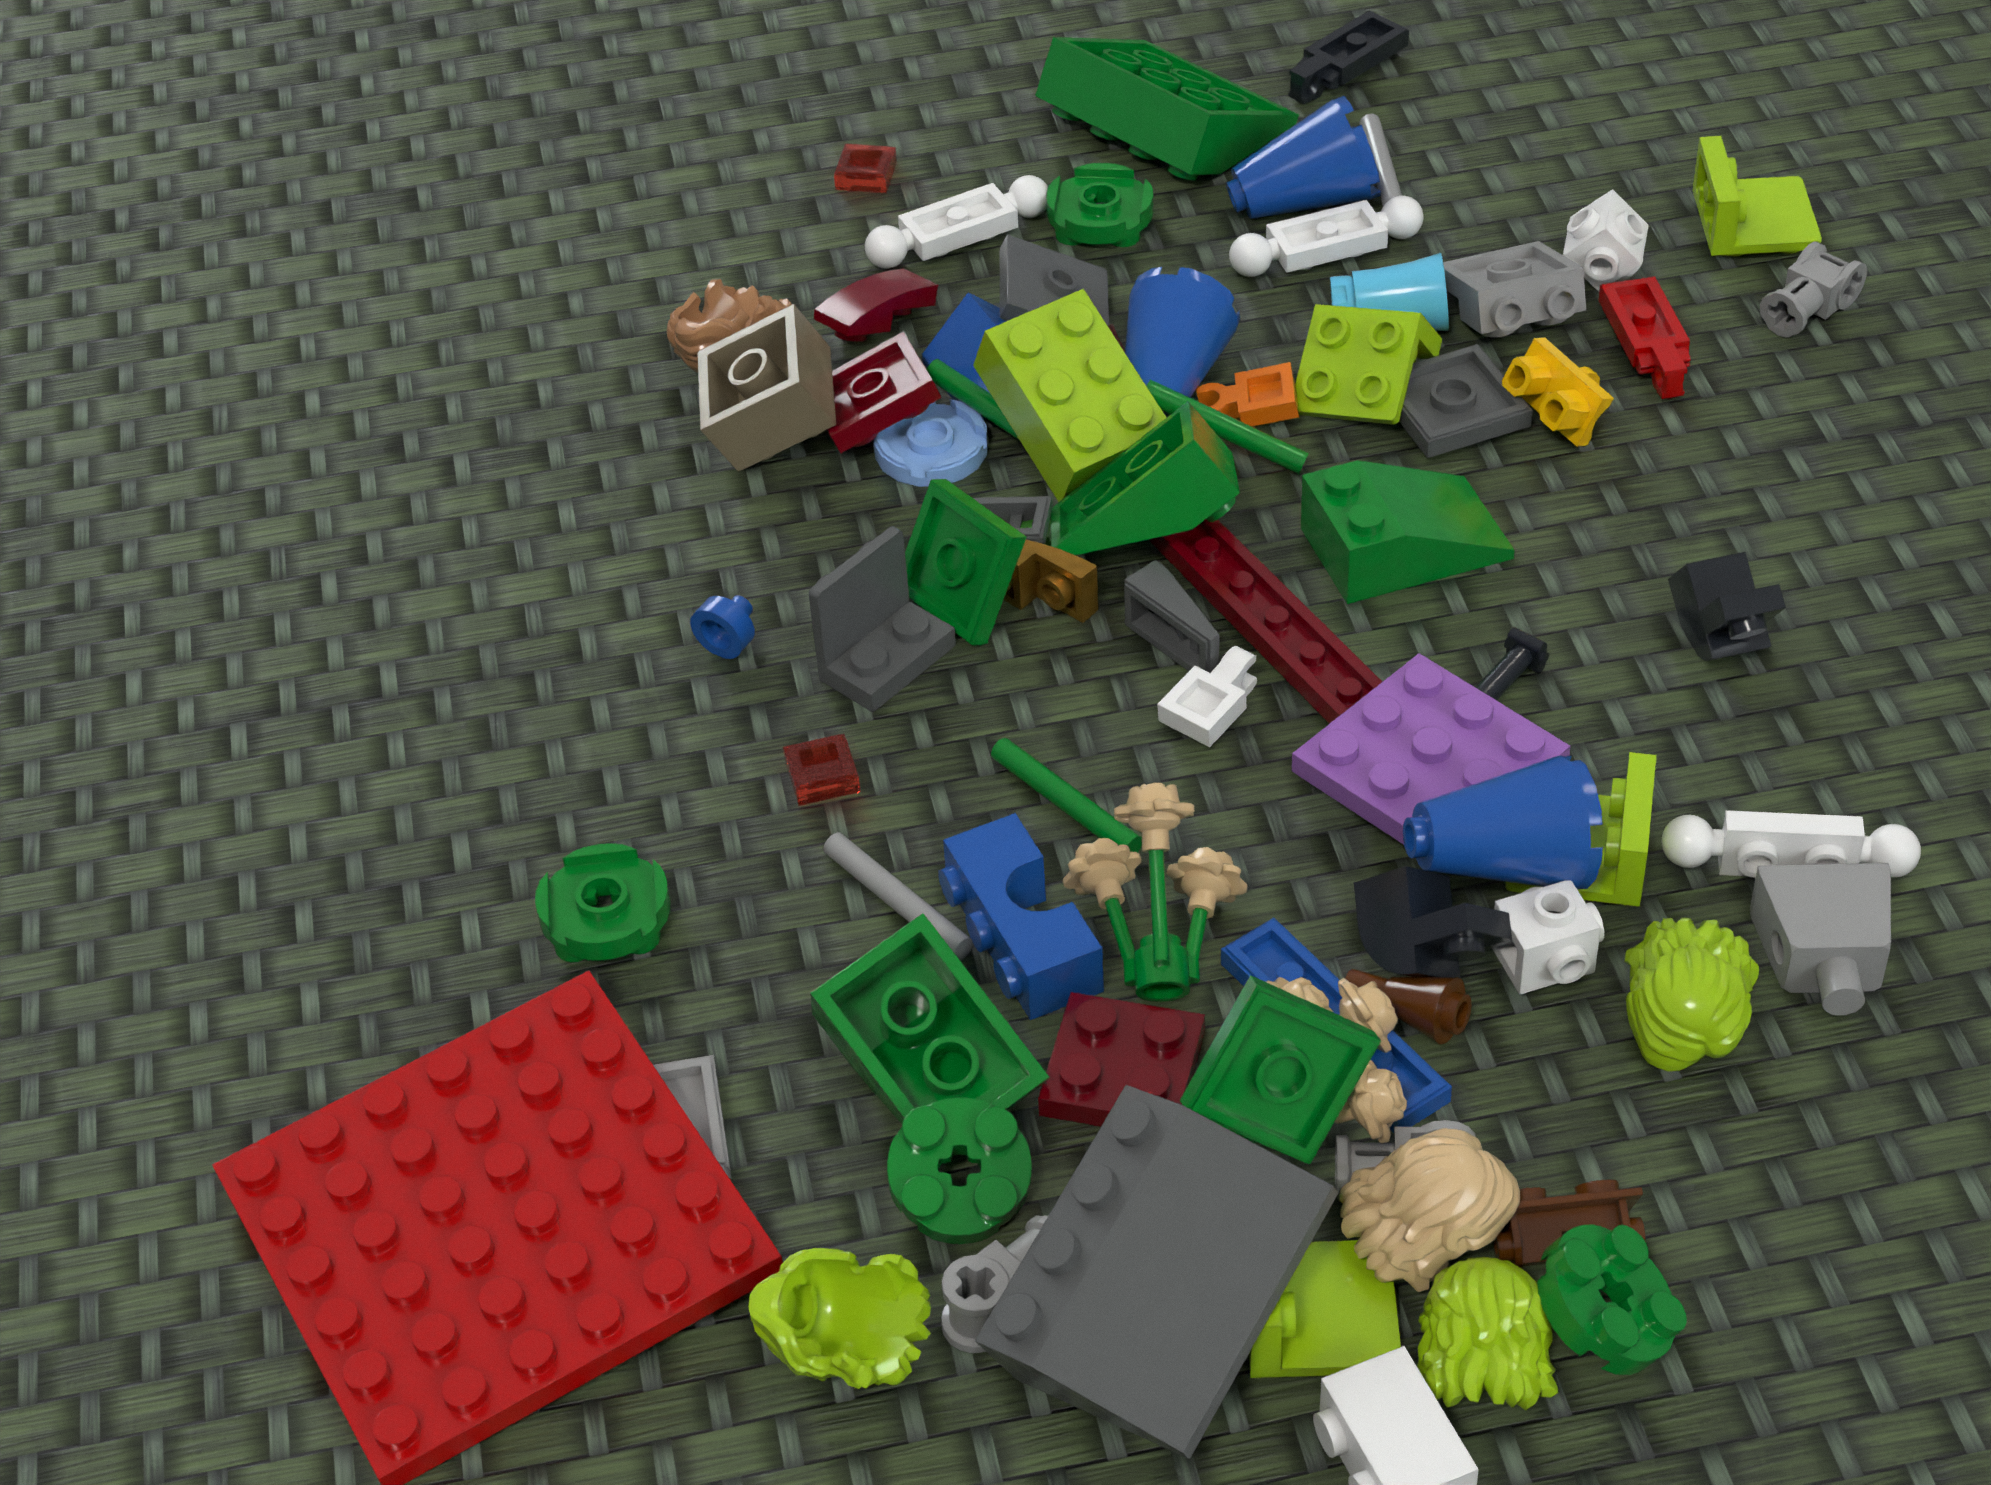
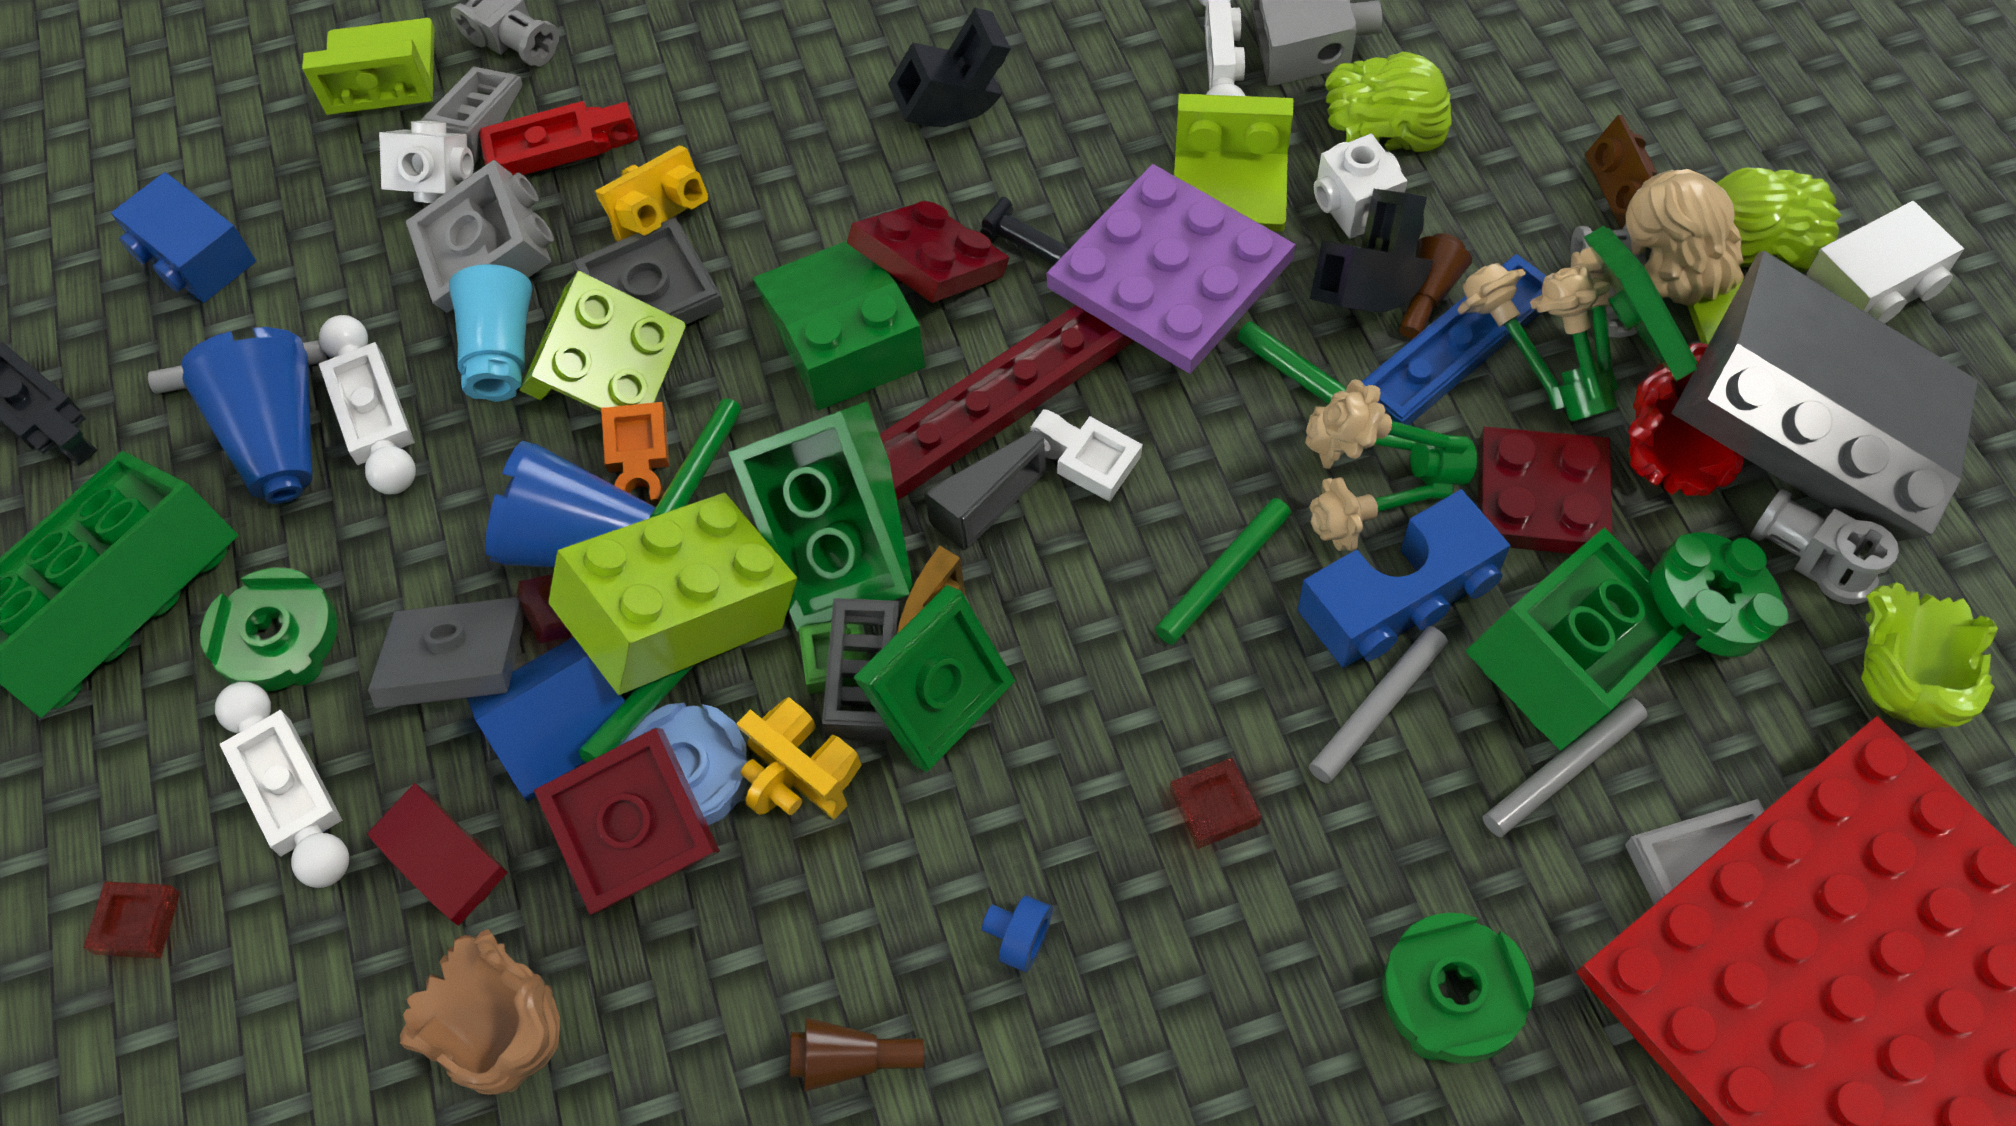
camera: 95 degrees left, 15 degrees up
(655, 514) = (836, 1054): none -> reddish brown cone
(766, 388) = (633, 936): dark tan brick -> none
(802, 1028) = (1564, 767): none -> light grey bar
(868, 630) = (1029, 760): dark grey bracket -> none
(900, 489) = (776, 743): none -> yellow hips
(1295, 888) = (1289, 362): none -> green bar
(1471, 582) = (928, 250): none -> dark red plate
(1513, 827) = (1284, 174): blue cone -> none
(1524, 113) = (182, 237): none -> blue brick
(1642, 1313) = (1716, 136): green plate -> none
(1696, 278) = (469, 111): none -> light grey slope

